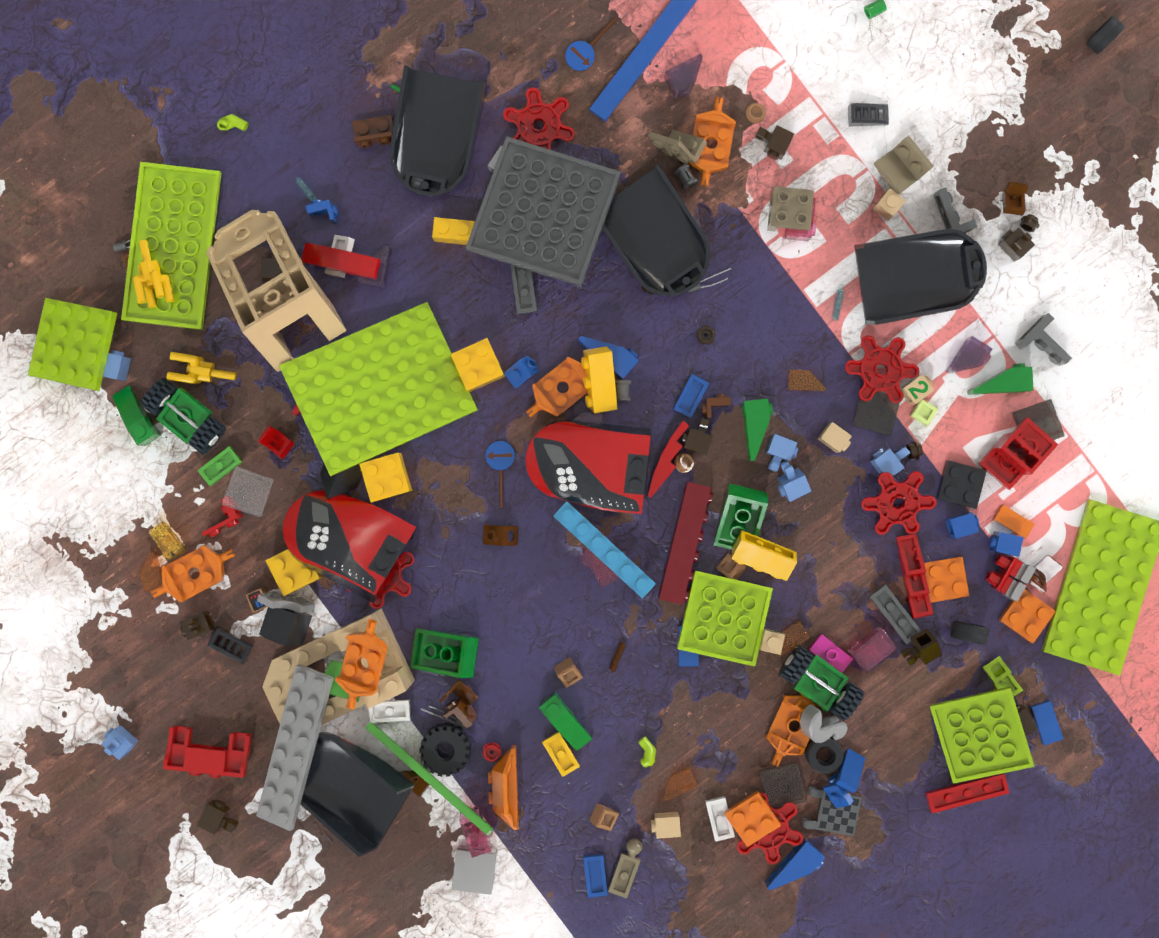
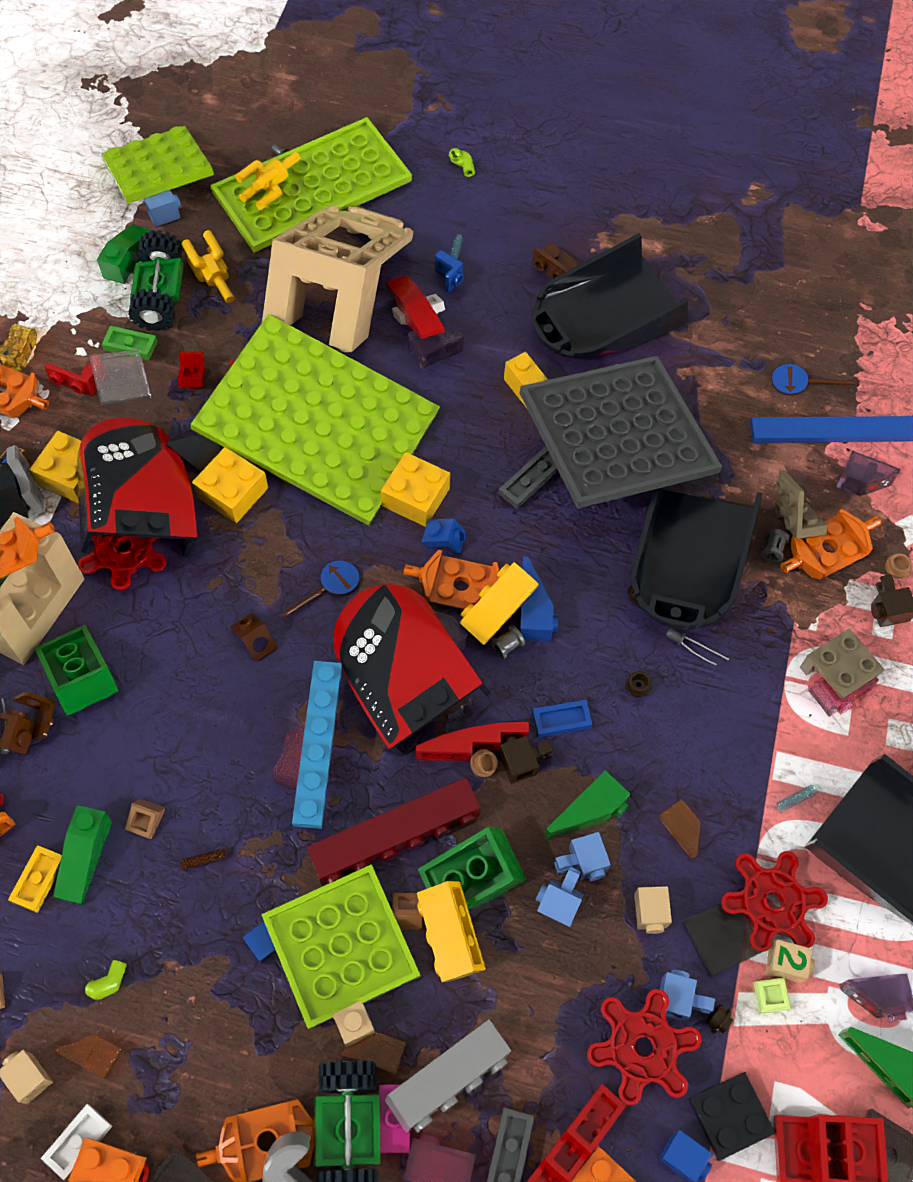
camera: 50 degrees right, 25 degrees down
(538, 110) = (705, 376): red plate -> none
(719, 400) = (580, 747): reddish brown bracket -> none
(835, 613) = (448, 1076): none -> light grey brick

